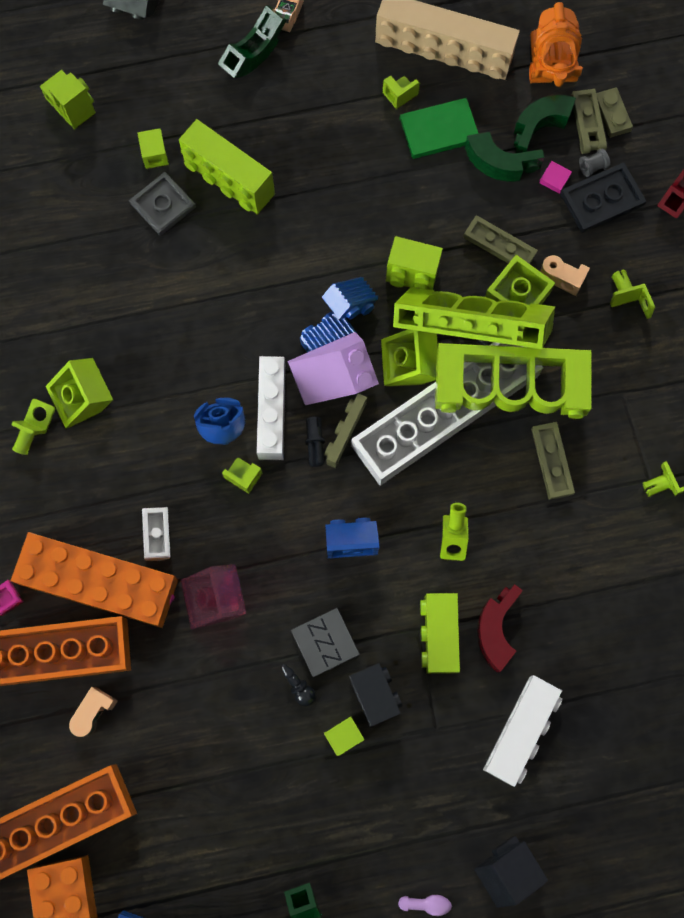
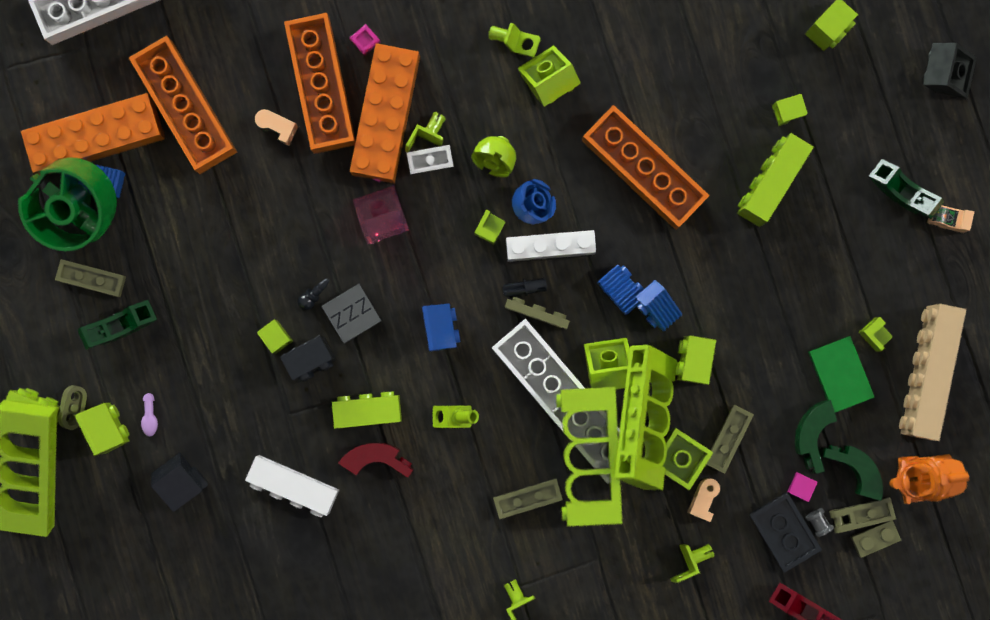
camera: 85 degrees right, 10 degrees up
(125, 531) = (428, 133): none -> lime bracket
(161, 458) = (496, 155): none -> lime cylinder
(162, 203) = (737, 125): dark grey tile -> none
(196, 298) = (644, 167): none -> orange brick
(333, 370) = (588, 297): lavender slope -> none

